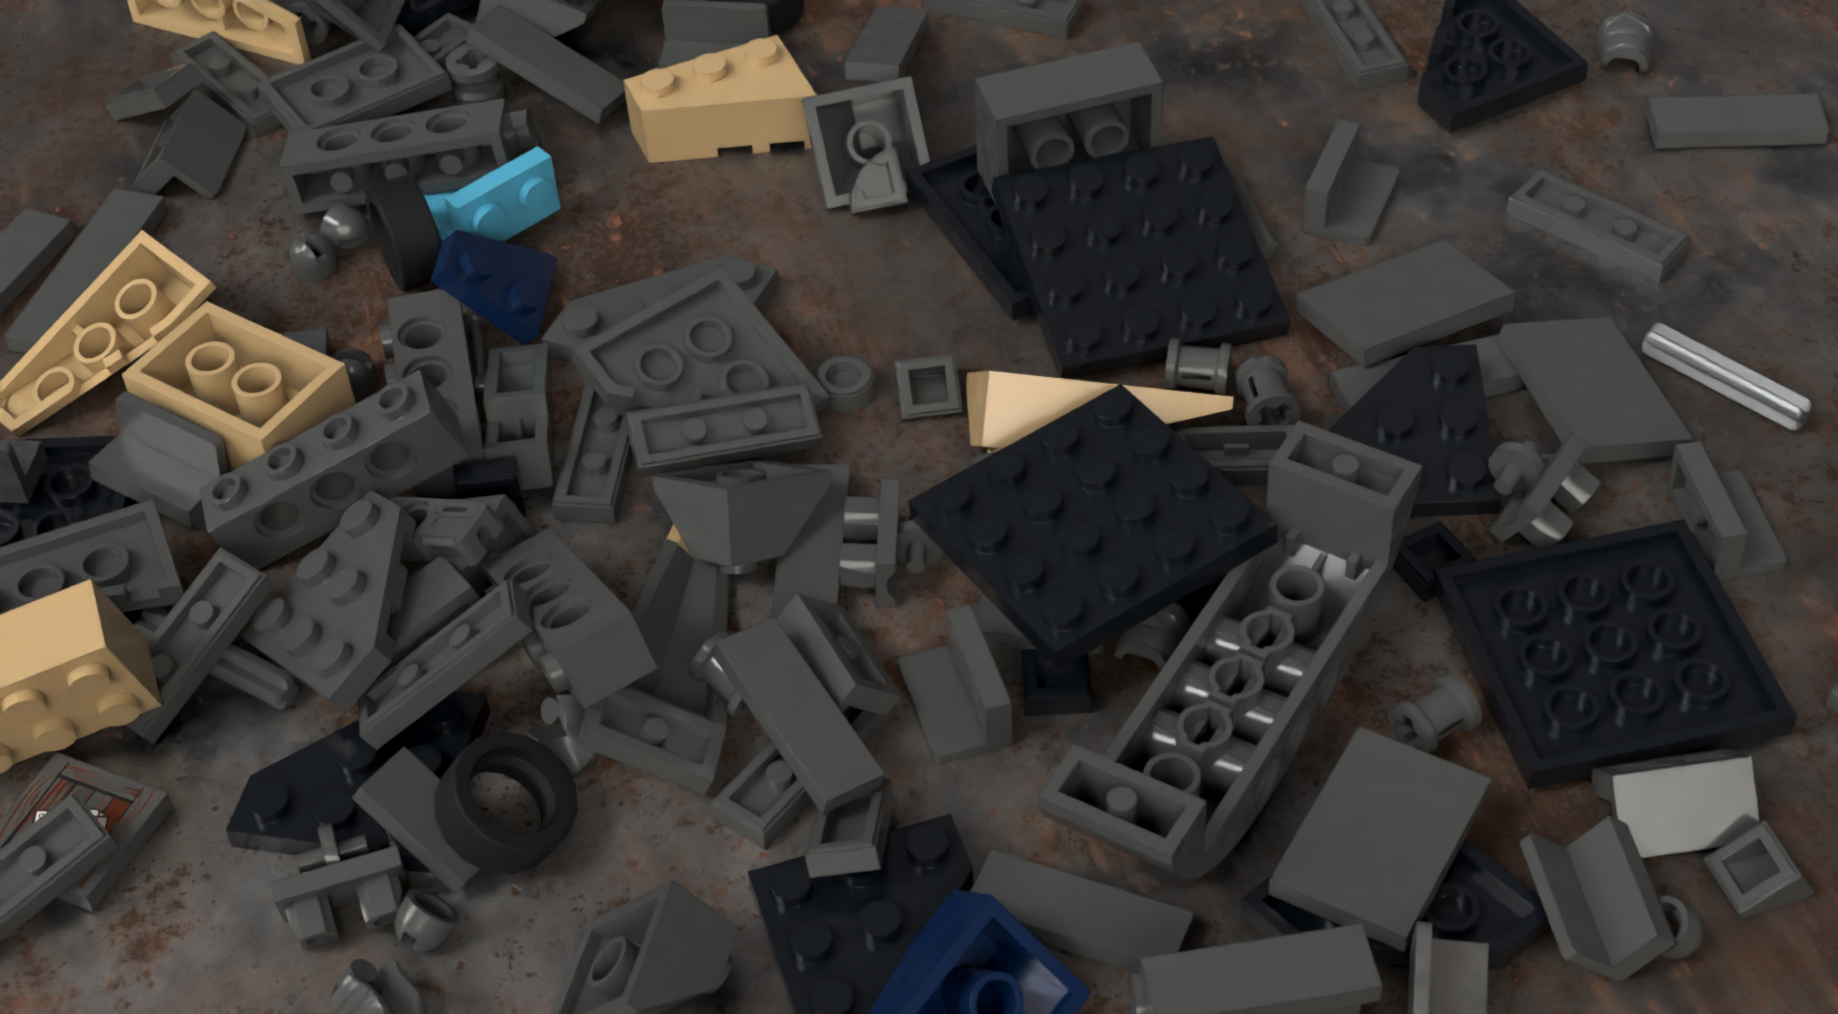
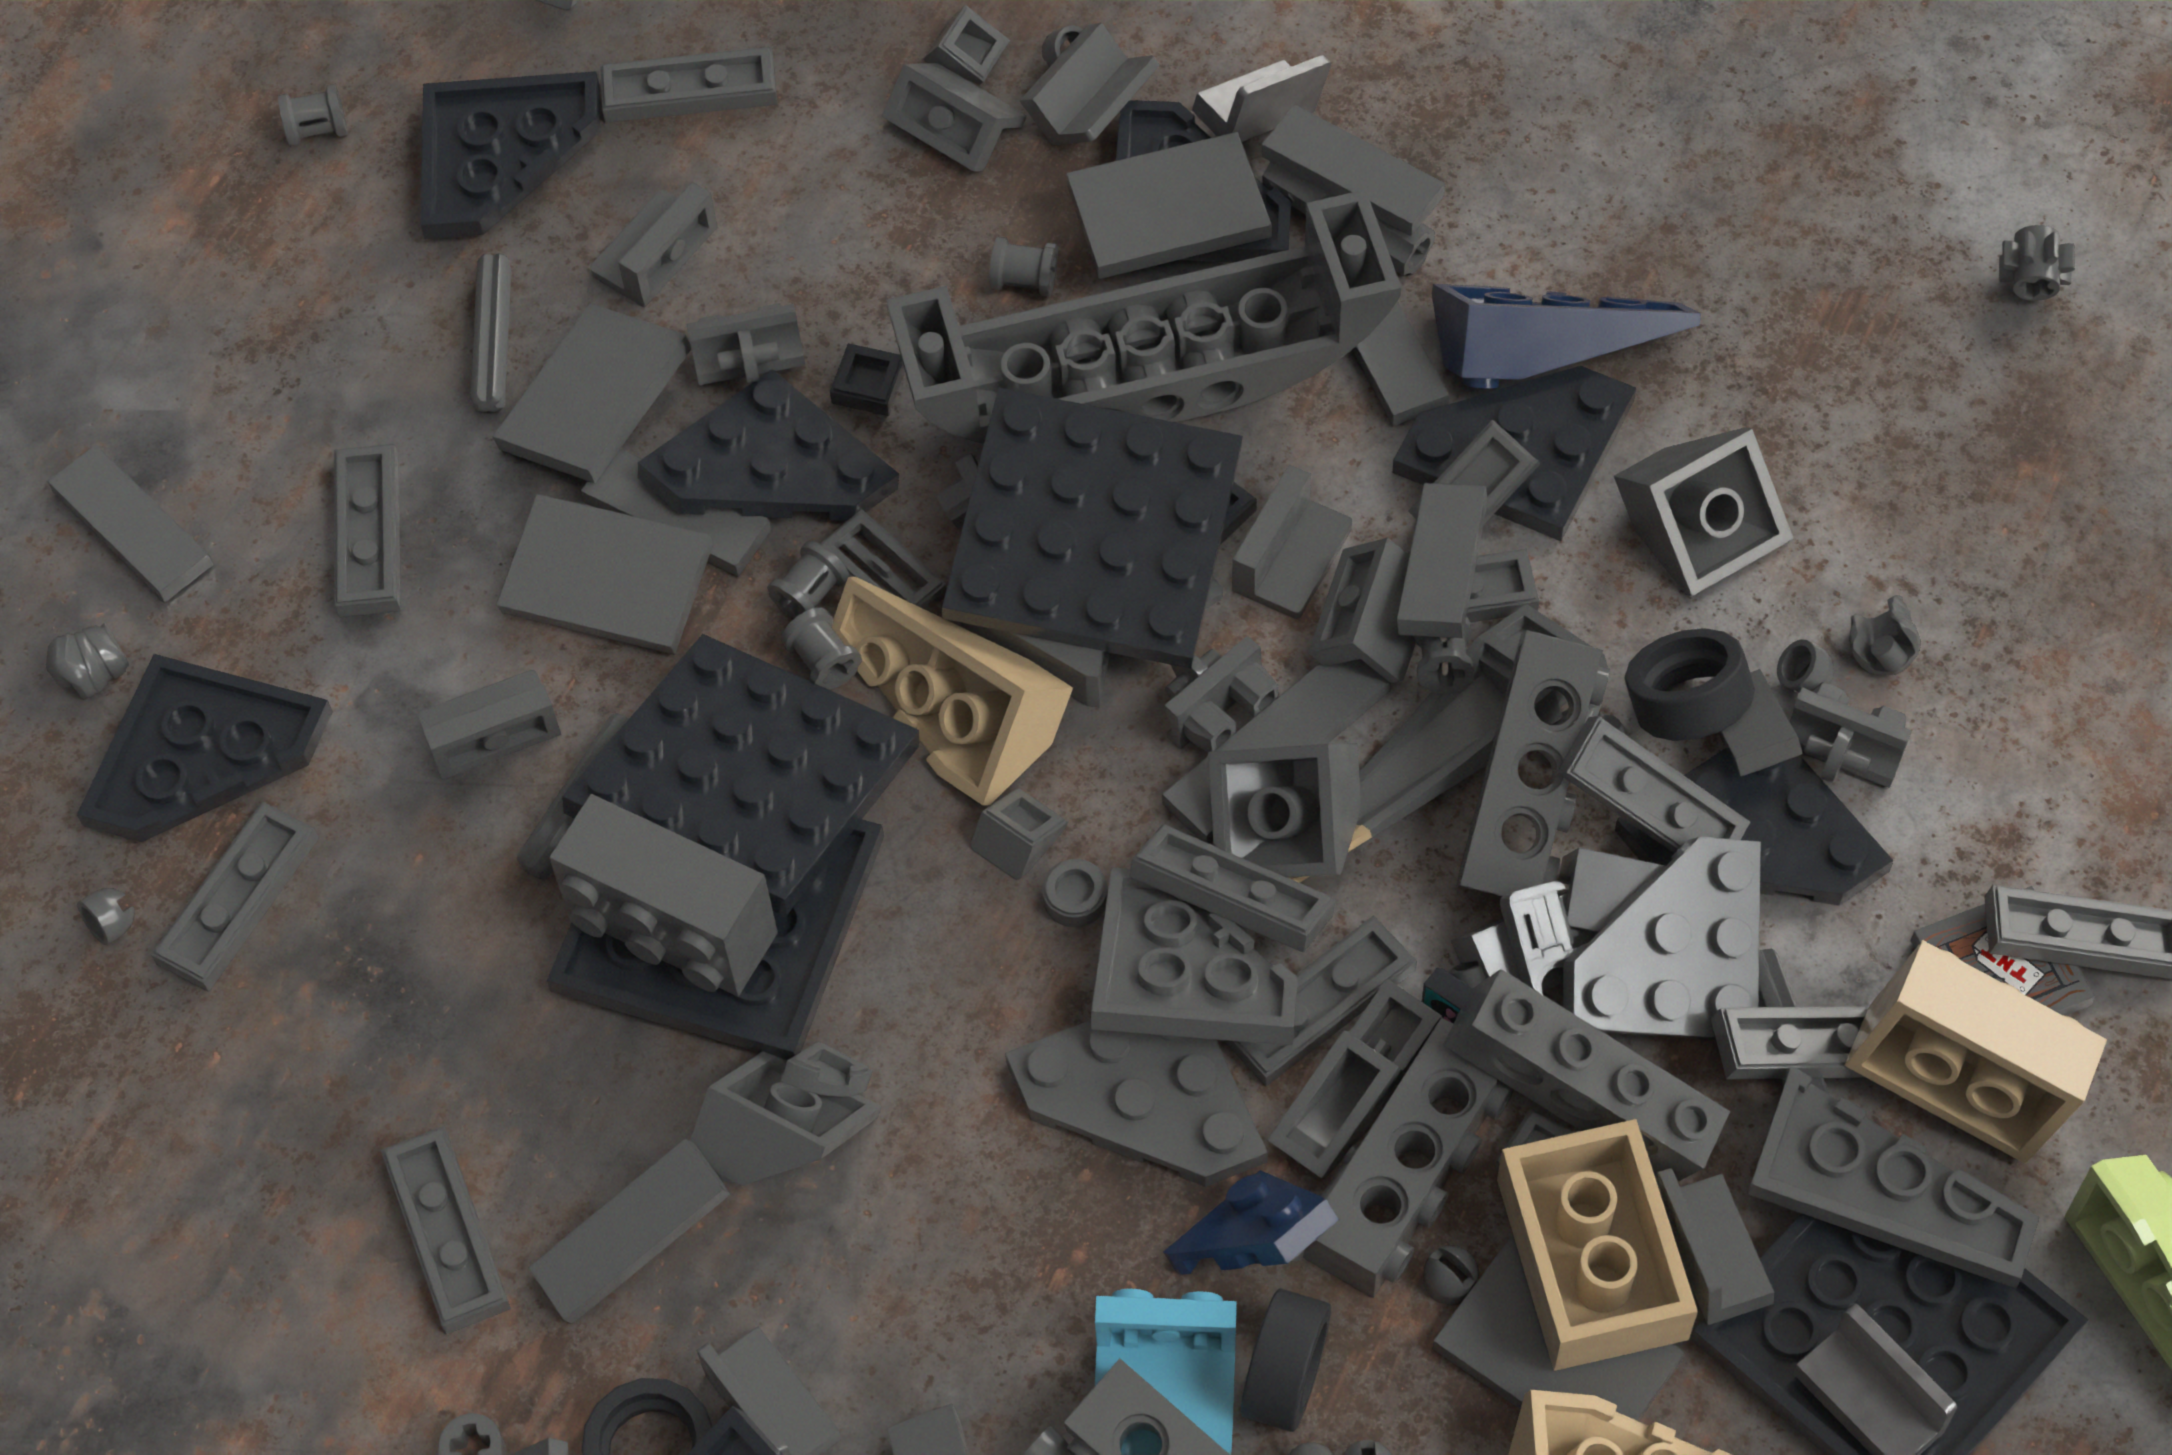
camera: 135 degrees left, 15 degrees up
(719, 102) = (845, 1290): tan wedge -> none
(1610, 653) = (857, 216): black plate -> none

